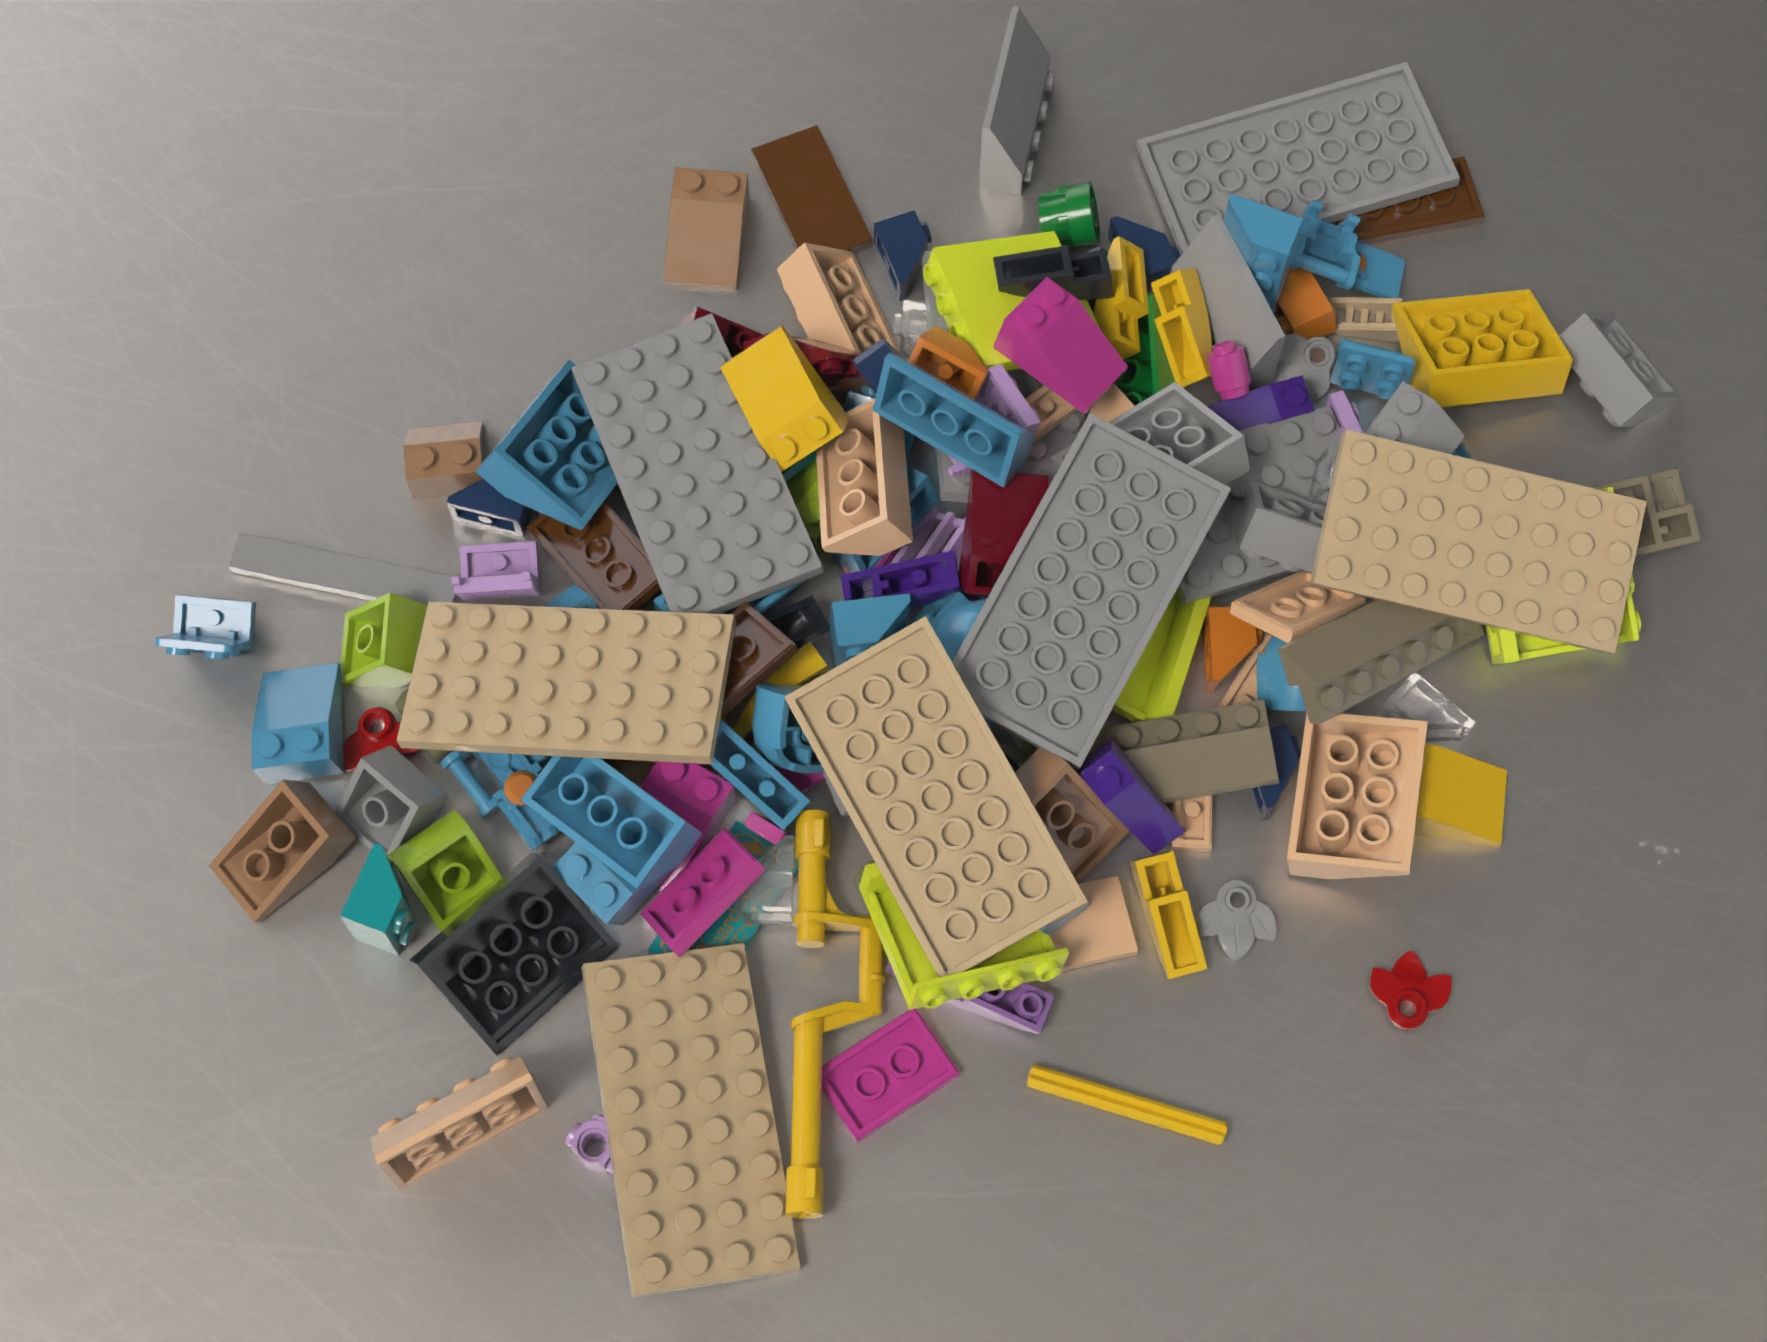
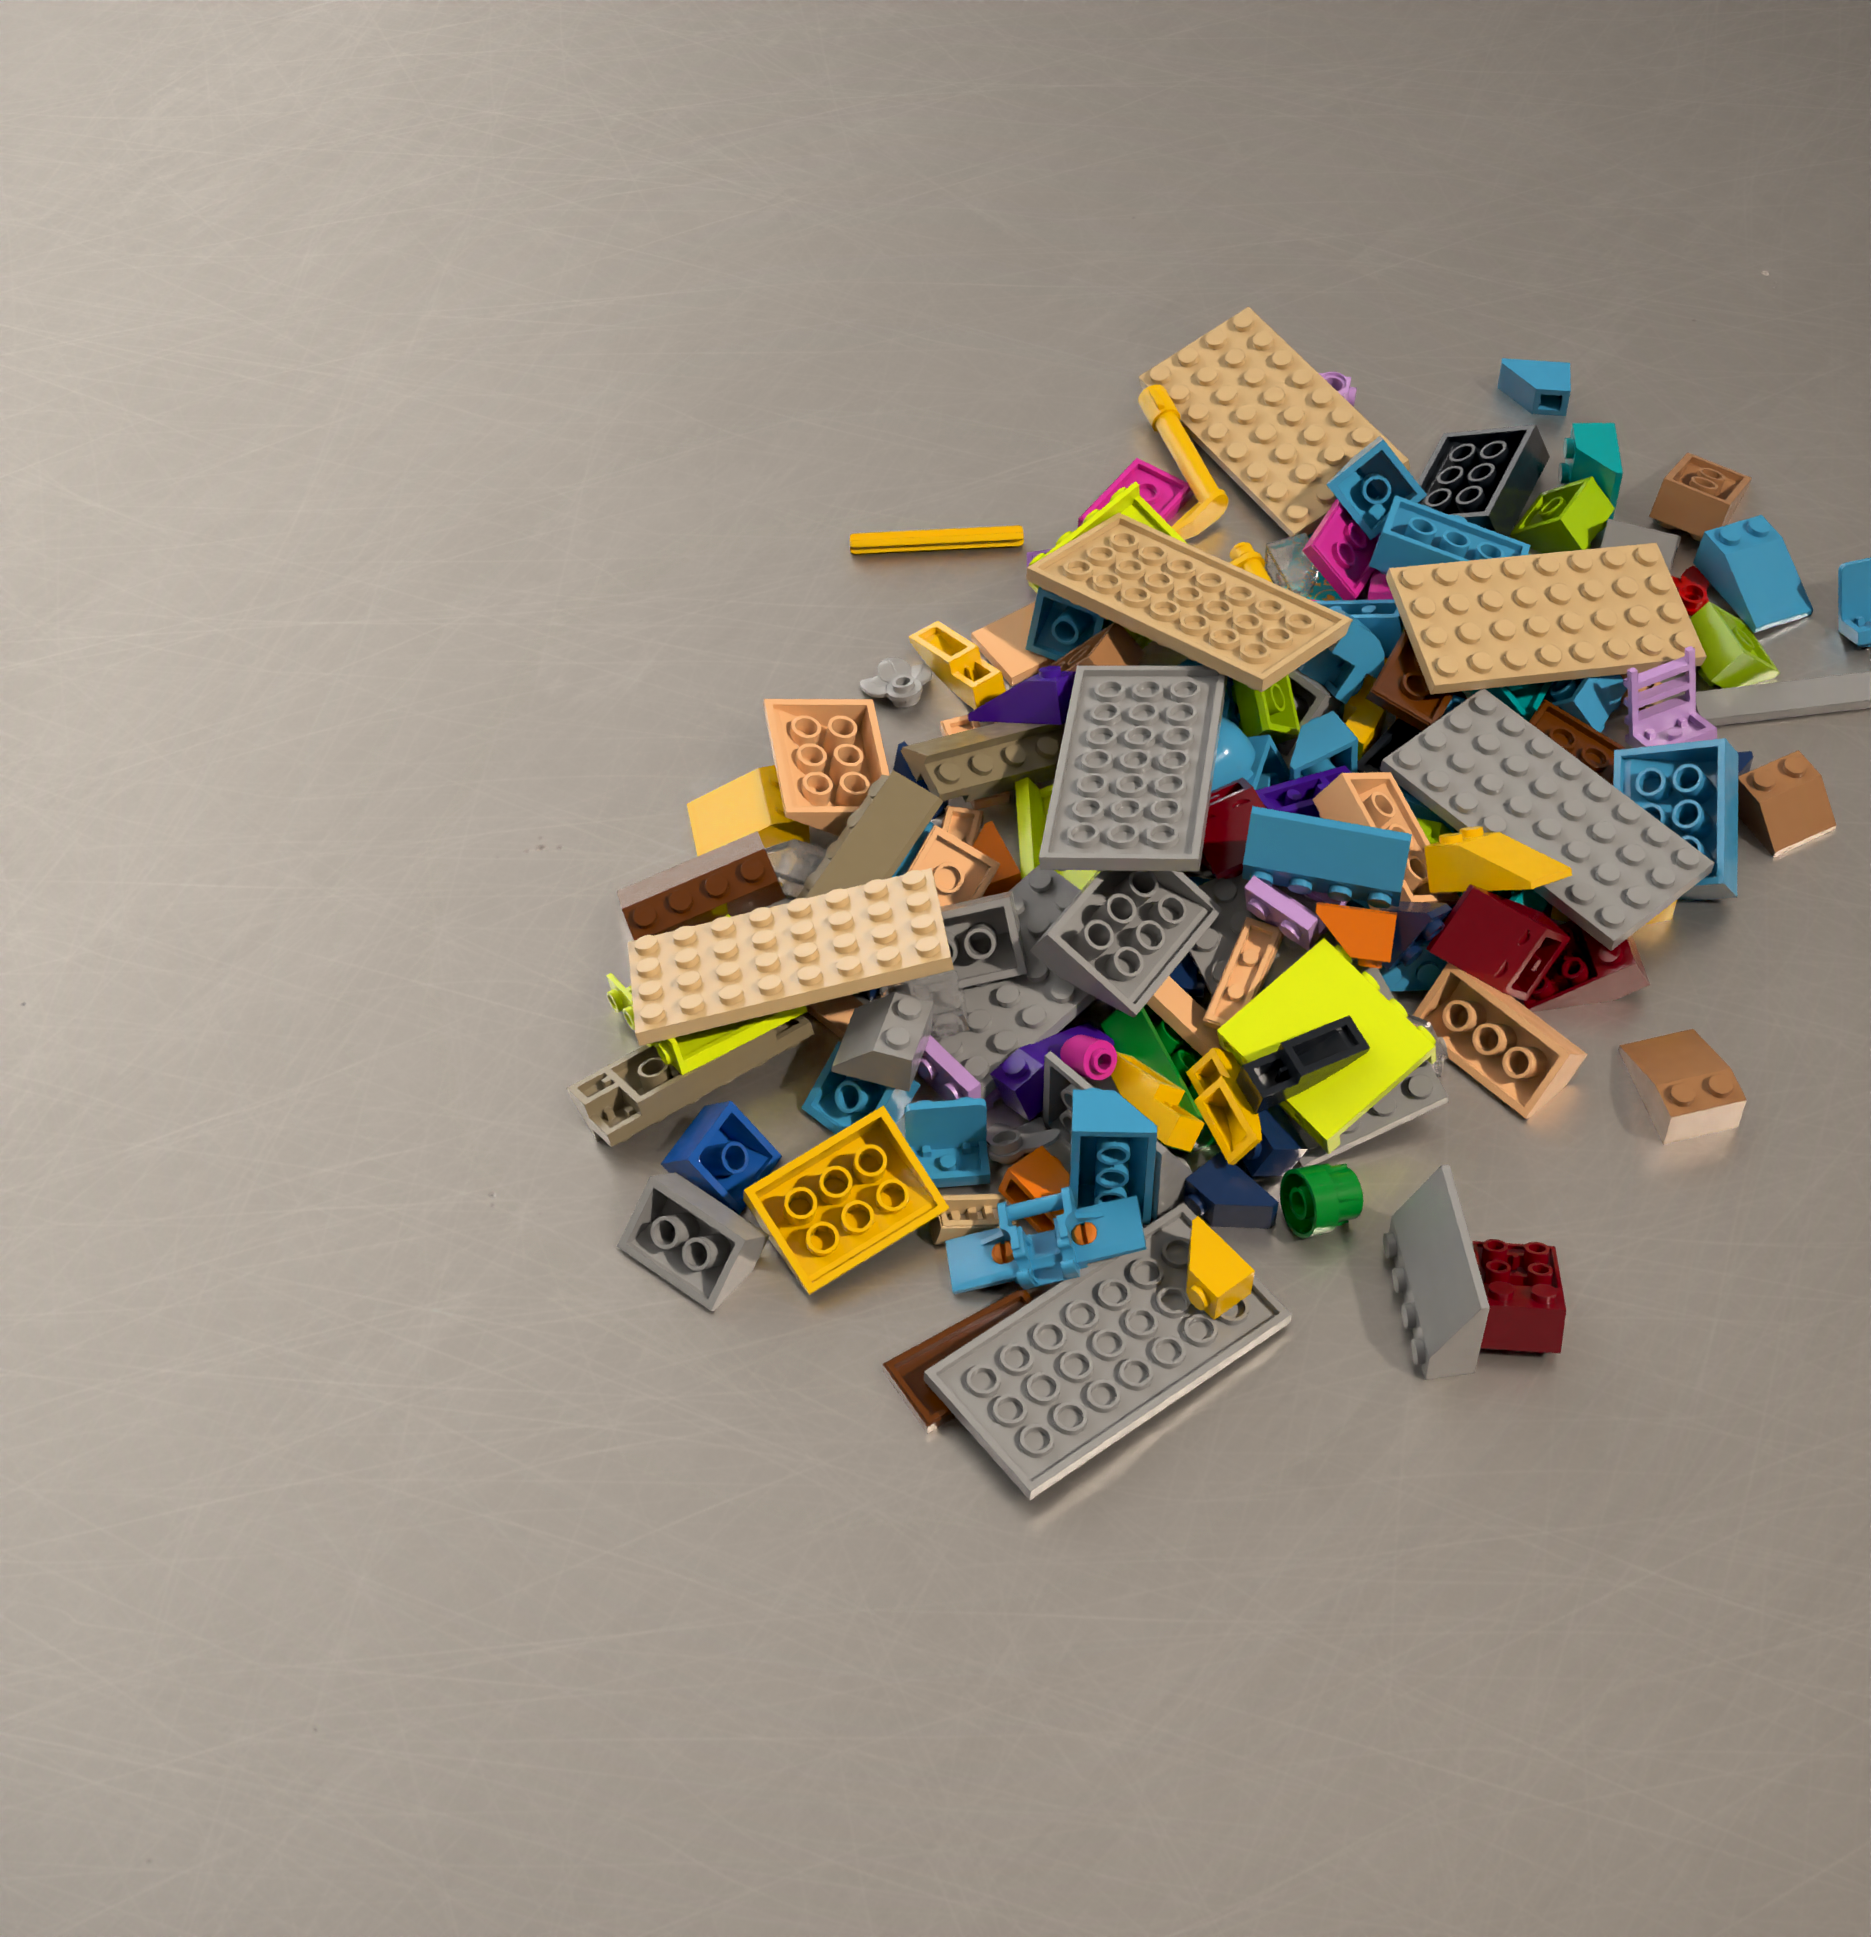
camera: 160 degrees right, 15 degrees down
(358, 1070) = (1537, 385): none -> dark azure slope
(457, 1122) = (1442, 358): light nougat slope -> none
(639, 930) = (1370, 484): none -> dark azure slope
(811, 192) = (1599, 1156): reddish brown tile -> none
(901, 247) = (1476, 1121): dark blue slope -> none
(944, 102) = (1522, 1296): none -> dark red slope
(1060, 346) = (1260, 981): dark pink slope -> none
(1193, 171) = (1215, 1272): none -> yellow slope
(1409, 986) = (732, 675): red plate -> none
(1528, 696) = (702, 889): none -> reddish brown slope
(1574, 435) = (722, 1154): none -> blue slope

